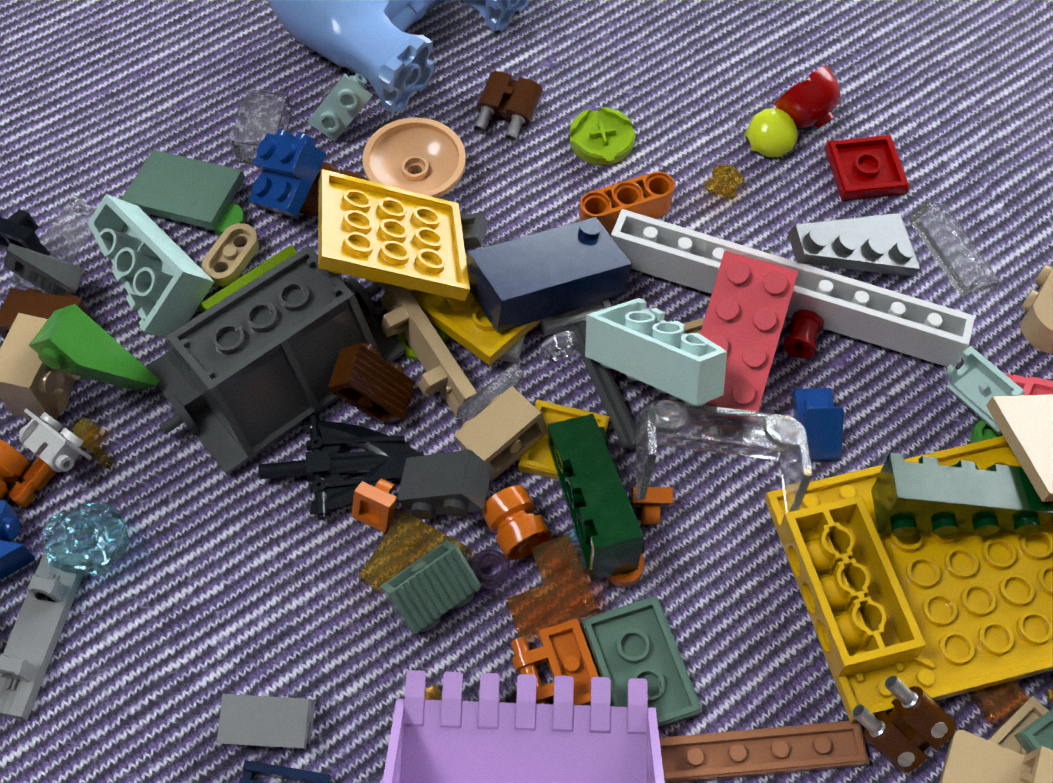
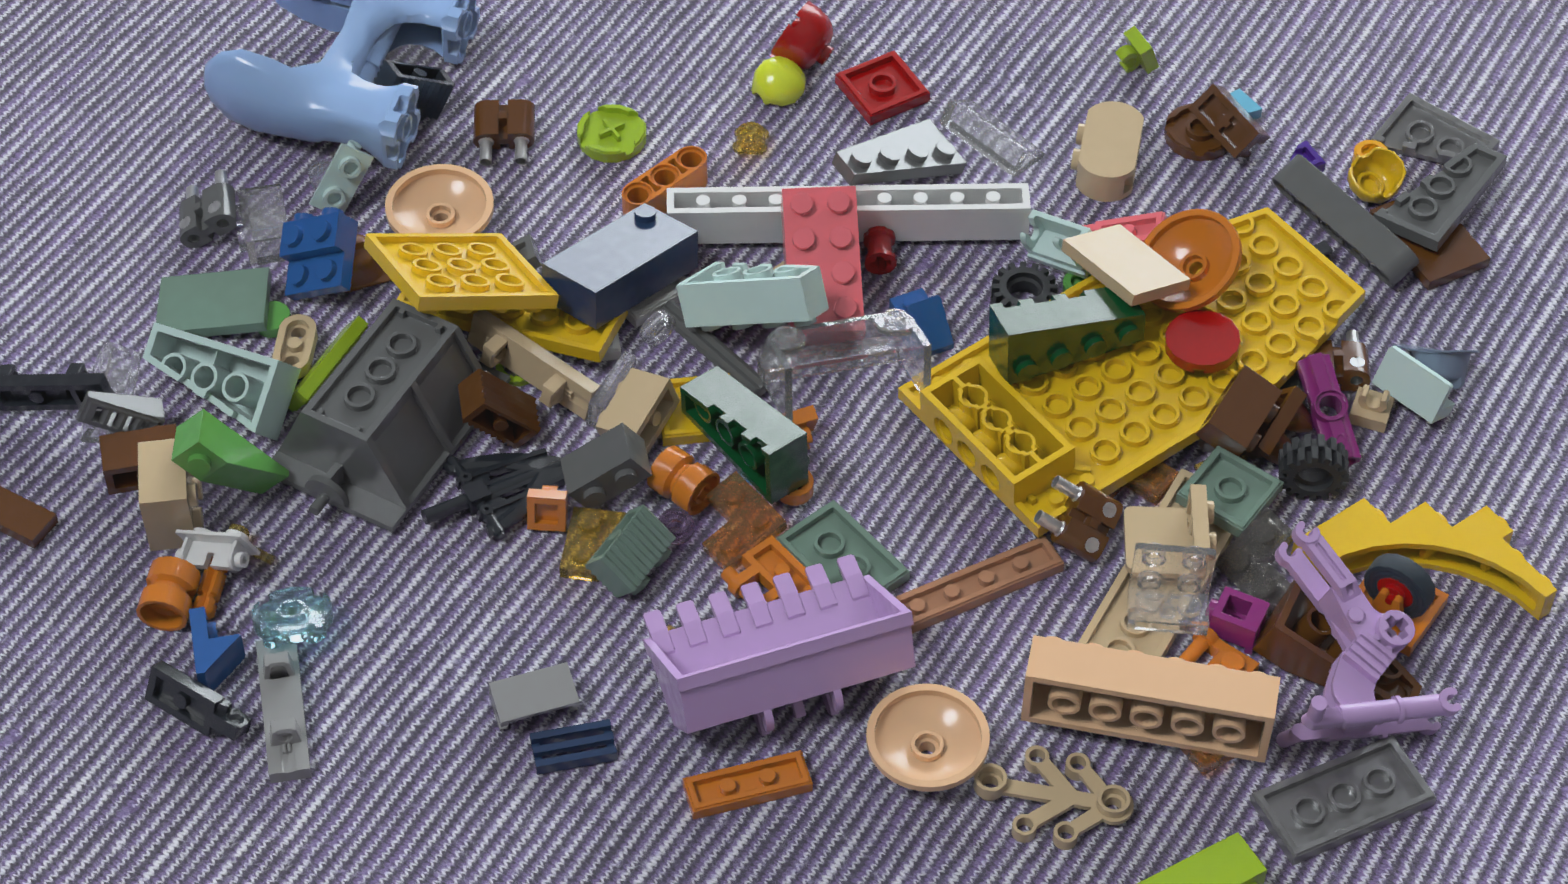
camera: 20 degrees left, 10 degrees down
(219, 101) = (207, 215): none -> dark grey piece
(452, 43) = (432, 83): none -> black brick
(934, 412) = (1022, 280): none -> black tyre

